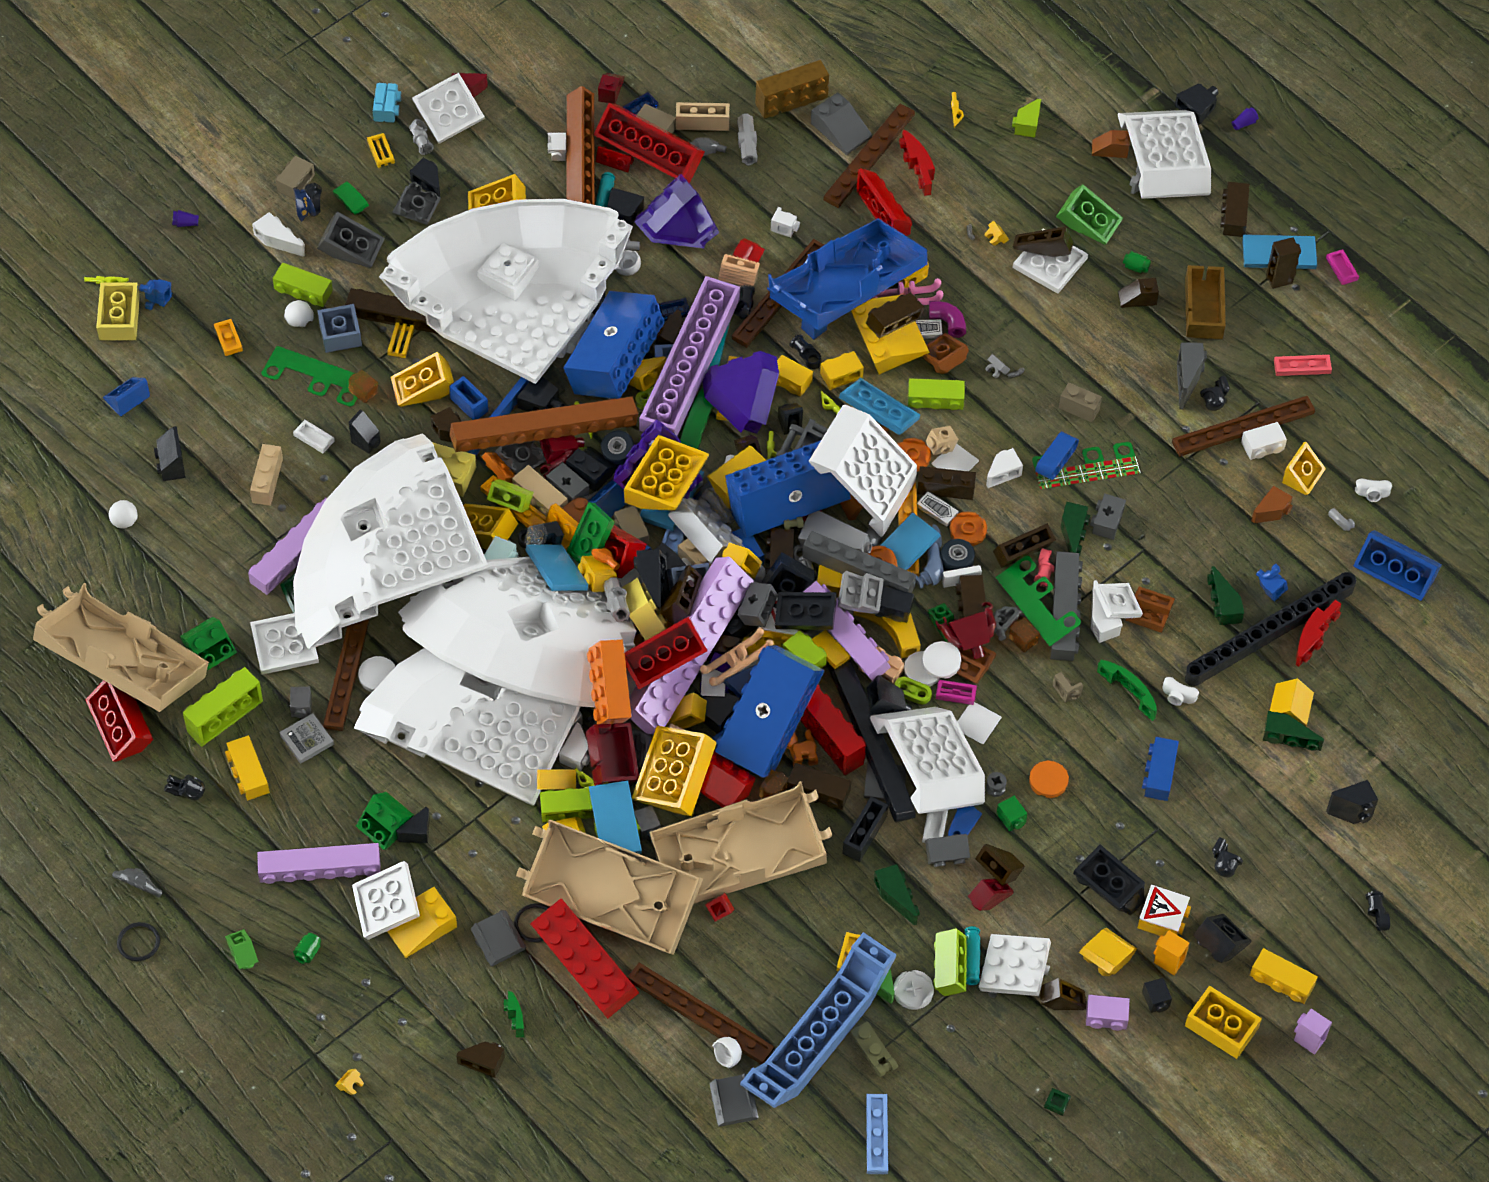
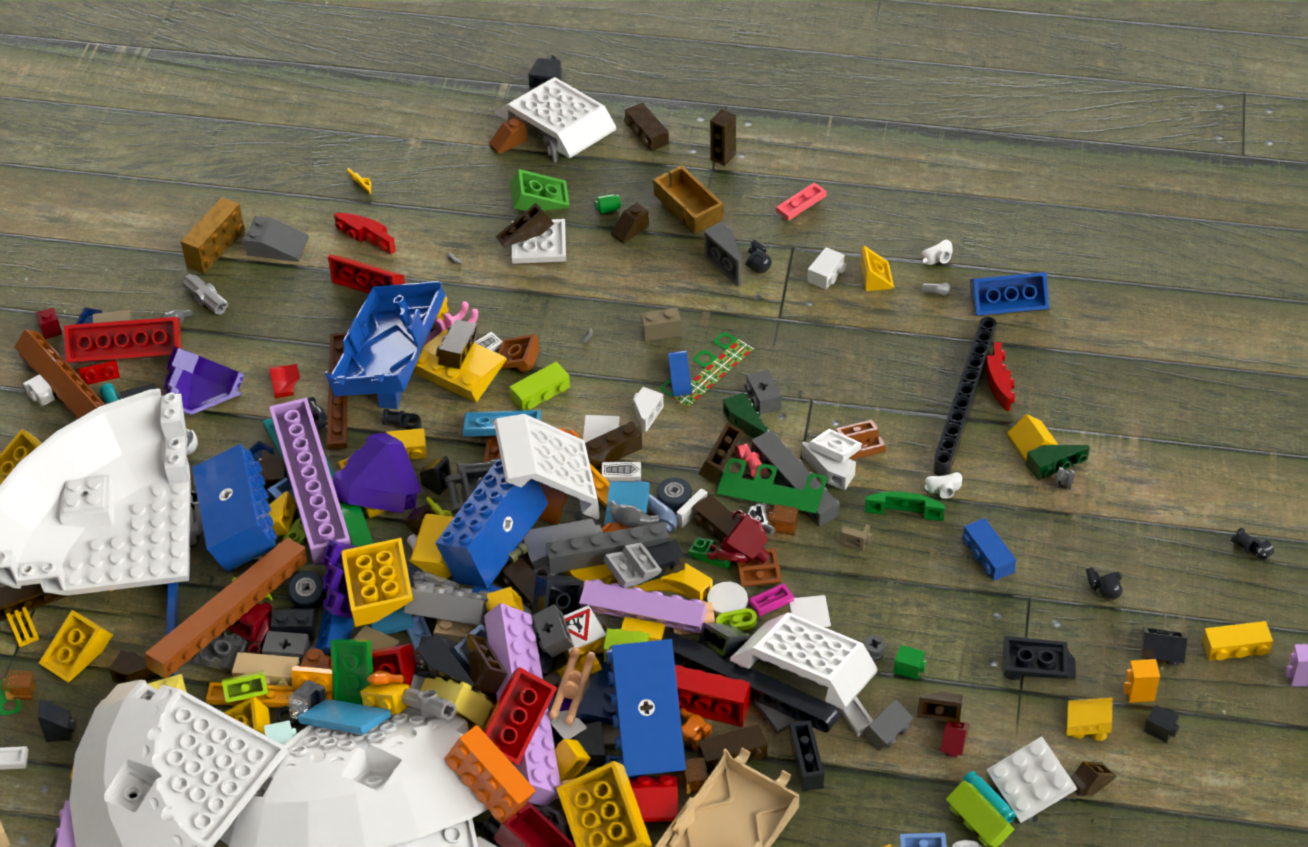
camera: 35 degrees left, 10 degrees down
(468, 398) = (132, 633): blue brick -> none
(498, 466) = (202, 673): orange plate -> none
(539, 396) = (196, 593): black torso -> none
(702, 116) = (152, 296): tan brick -> none
(738, 271) = (289, 390): light nougat brick -> none
(784, 223) = (294, 336): white brick -> none
(805, 610) = (600, 608): black plate -> none
(831, 404) = (457, 448): neon yellow hand -> none
(841, 370) = (445, 415): yellow brick -> none
(869, 154) = (319, 251): reddish brown plate -> none
(892, 889) = (877, 790): dark green slope -> none
(901, 552) = (630, 515): none -> dark grey piece
(941, 660) = (739, 580): white tile -> none
(942, 440) = (578, 417): tan brick -> none
(951, 315) = (497, 323): magenta cylinder -> none
(964, 820) = (875, 696): blue piece -> none
(968, 527) = (659, 468): orange tile -> none
(996, 231) = (477, 244): yellow tile -> none
(998, 365) = (569, 336): light grey tile -> none
(1027, 119) = (426, 155): lime slope -> none
(1048, 779) = (910, 617): orange tile -> none
(1107, 1012) = (1138, 765): lavender brick -> none
(1164, 912) = (1101, 656): piece -> none
(1223, 1022) = (1233, 707): yellow brick -> none
(1227, 601) = (912, 395): dark green slope -> none
(1234, 428) = (798, 269): reddish brown plate -> none
(1245, 119) = (594, 63): dark purple cone -> none
(1258, 250) = (696, 142): dark azure tile -> none
(1272, 582) = (933, 362): blue piece -> none
(1273, 506) = (879, 308): dark orange slope -> none
(1281, 753) = (1065, 478): none -> dark grey wheel
(1342, 267) = (762, 122): dark pink tile -> none
(1353, 803) = (1158, 476): black slope -> none

